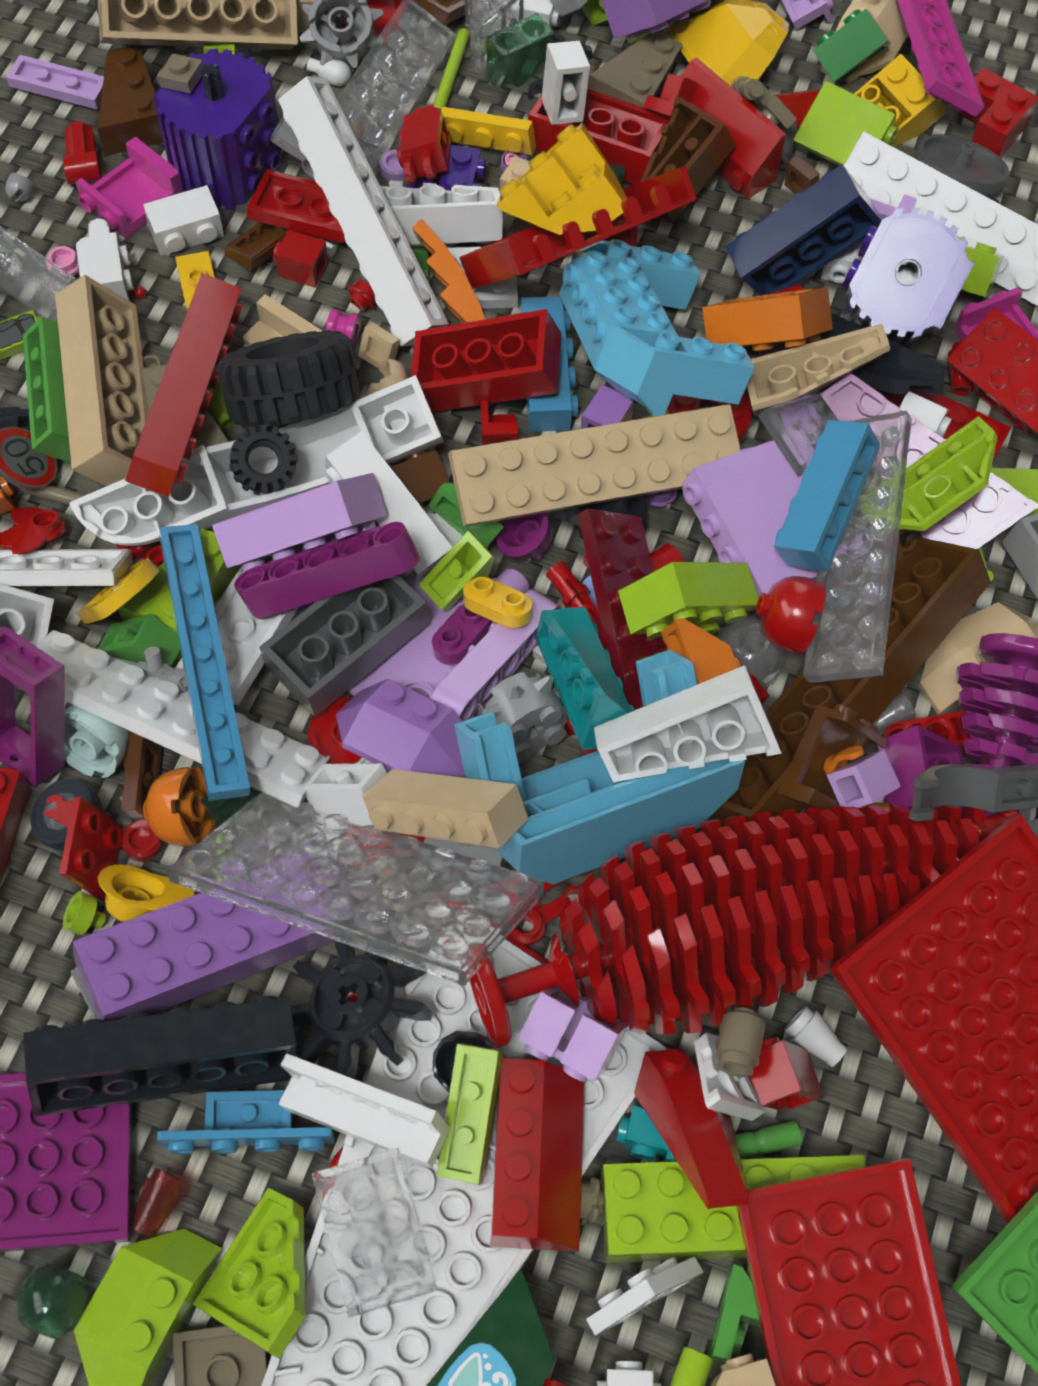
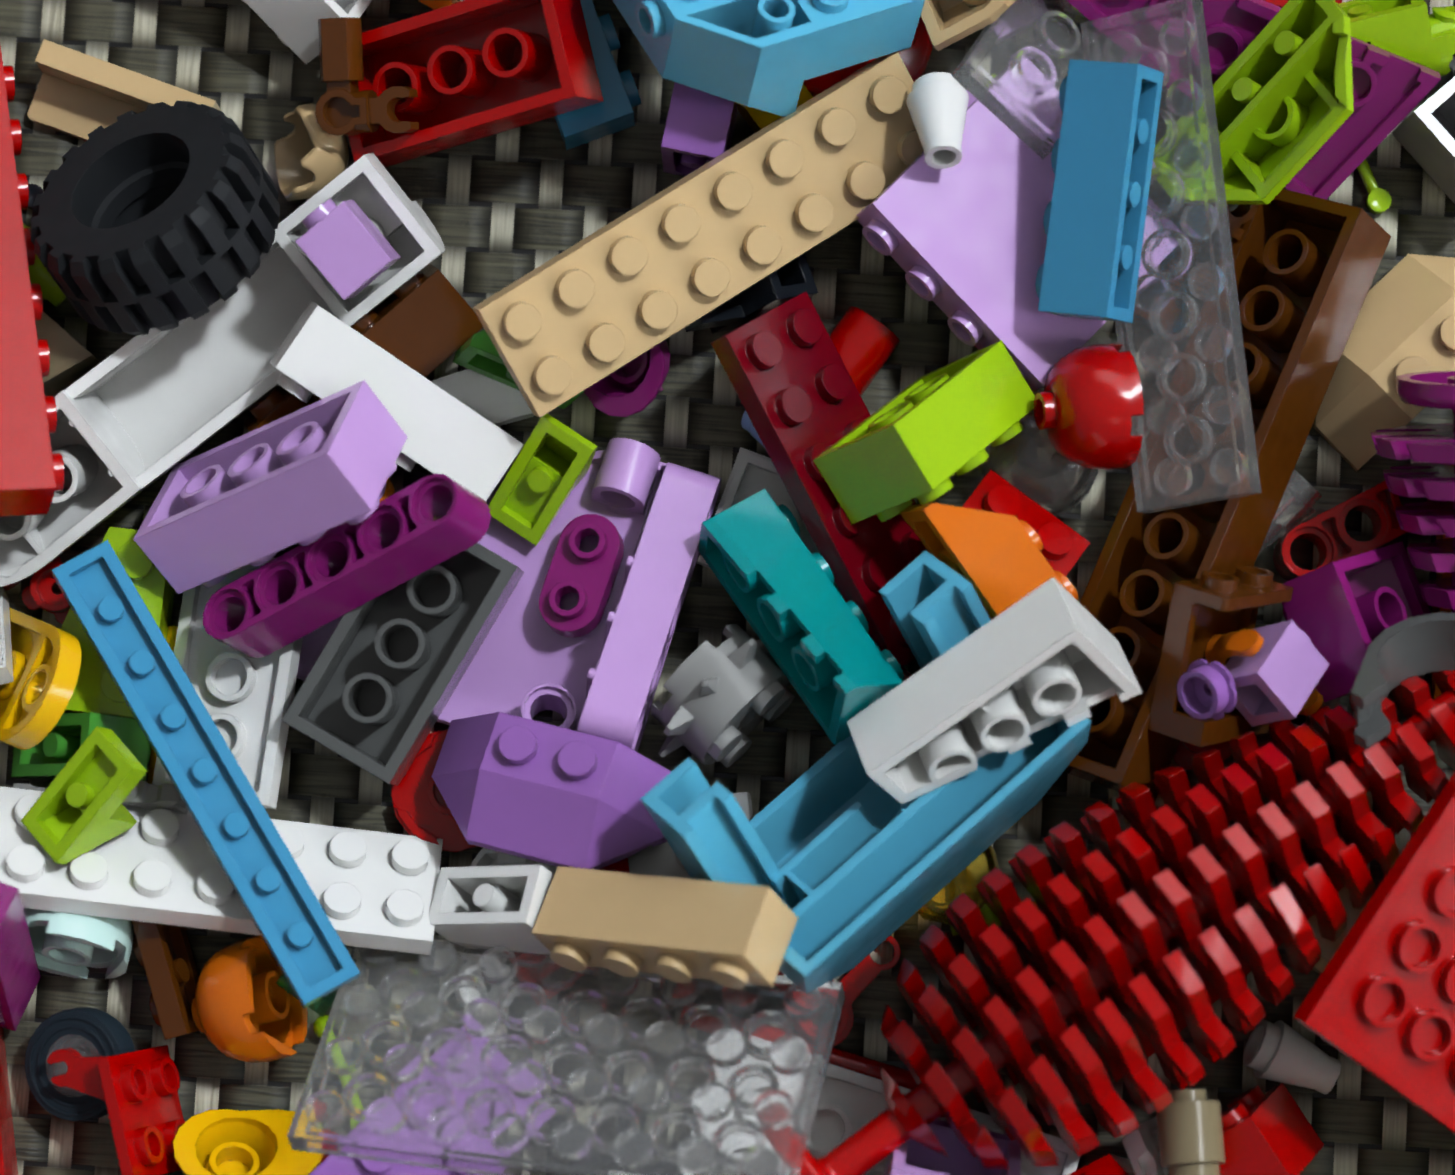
camera: 15 degrees left, 20 degrees up
(124, 653) = (86, 798): none -> lime slope
(141, 842) = (202, 1064): red tile -> none
(271, 439) = (173, 422): black tyre -> none
(346, 324) = (194, 54): dark pink wheel -> none
(378, 345) = (268, 74): tan plate -> none
(389, 414) = (346, 246): none -> lavender brick
(415, 355) = (344, 107): none -> reddish brown bar
(497, 427) = (518, 171): red panel -> none
(498, 602) = (620, 519): yellow plate -> none
(574, 593) = (708, 426): red pin -> none
(744, 434) = (939, 115): none -> white cone
(821, 772) = (1207, 690): none -> medium lavender plate

